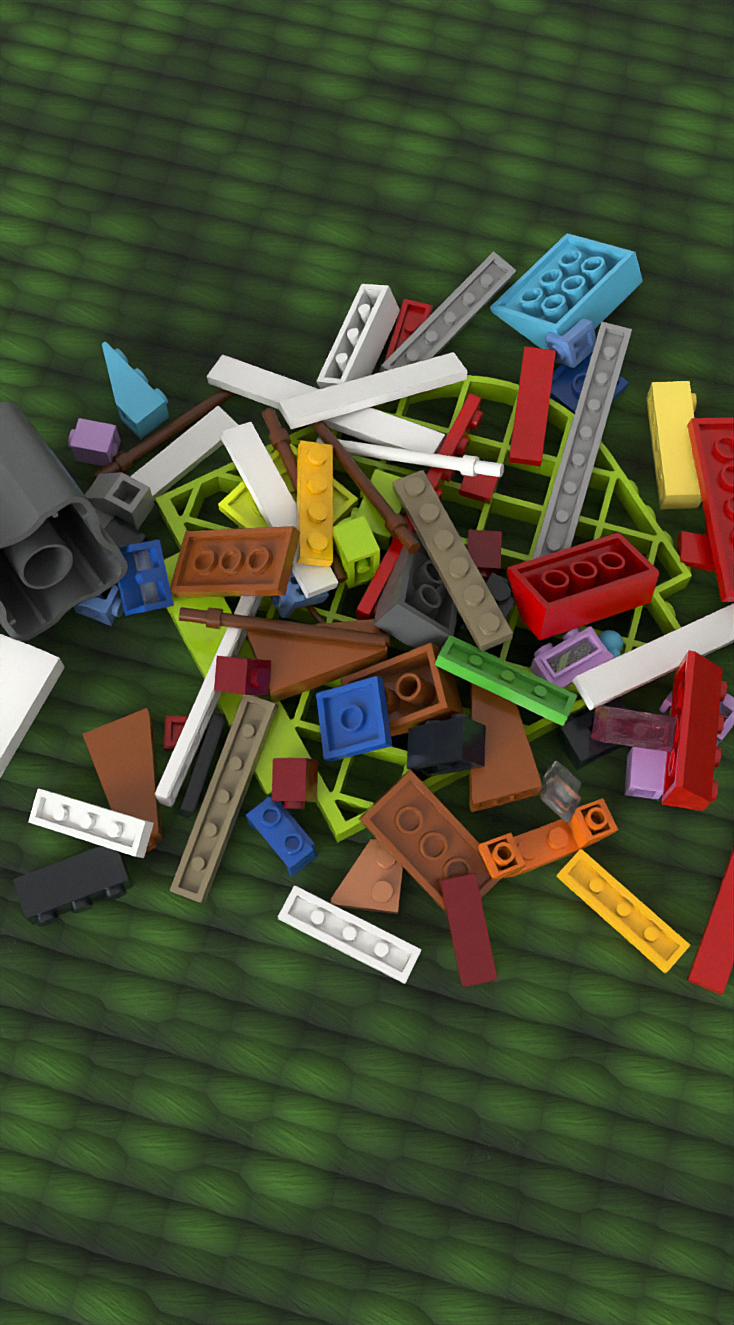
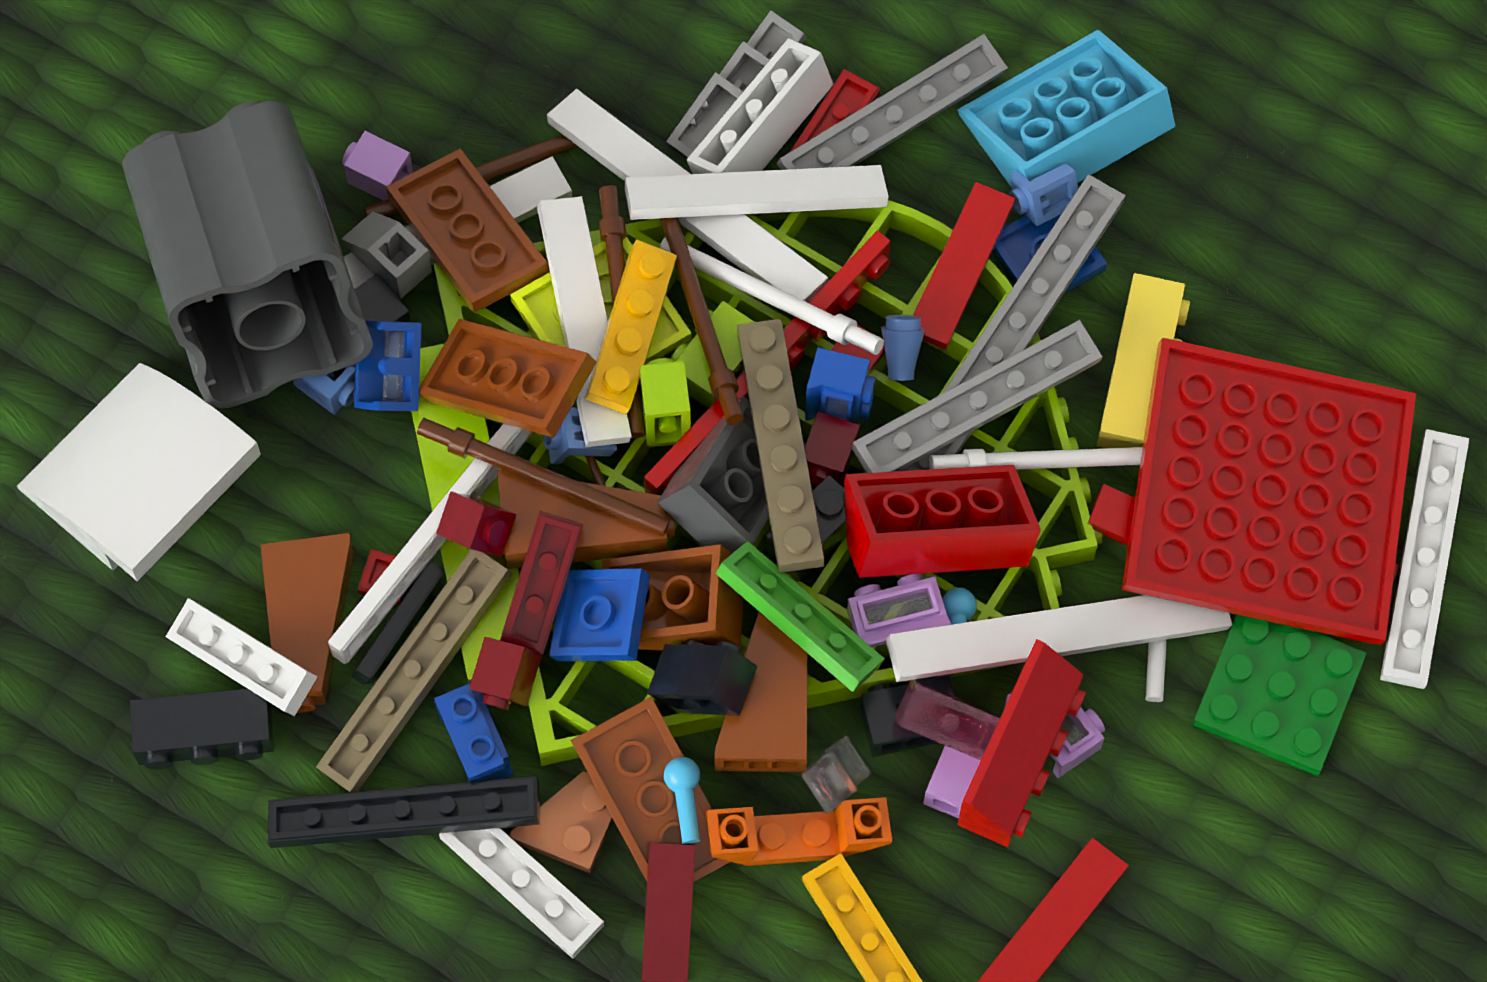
camera: 15 degrees right, 0 degrees up
(136, 401) = (442, 109): medium azure slope -> none
(174, 468) = (467, 230): none -> dark orange plate
(245, 907) = (404, 812): none -> black tile
(303, 705) = (541, 581): none -> dark red tile
(328, 326) = (727, 86): none -> light grey slope
(450, 824) = (682, 777): none -> medium azure bar
(479, 507) = (839, 387): none -> blue window
(514, 469) = (902, 345): none -> medium blue cone
(579, 493) = (978, 401): none -> light grey plate
(633, 524) = (1039, 459): none -> white bar

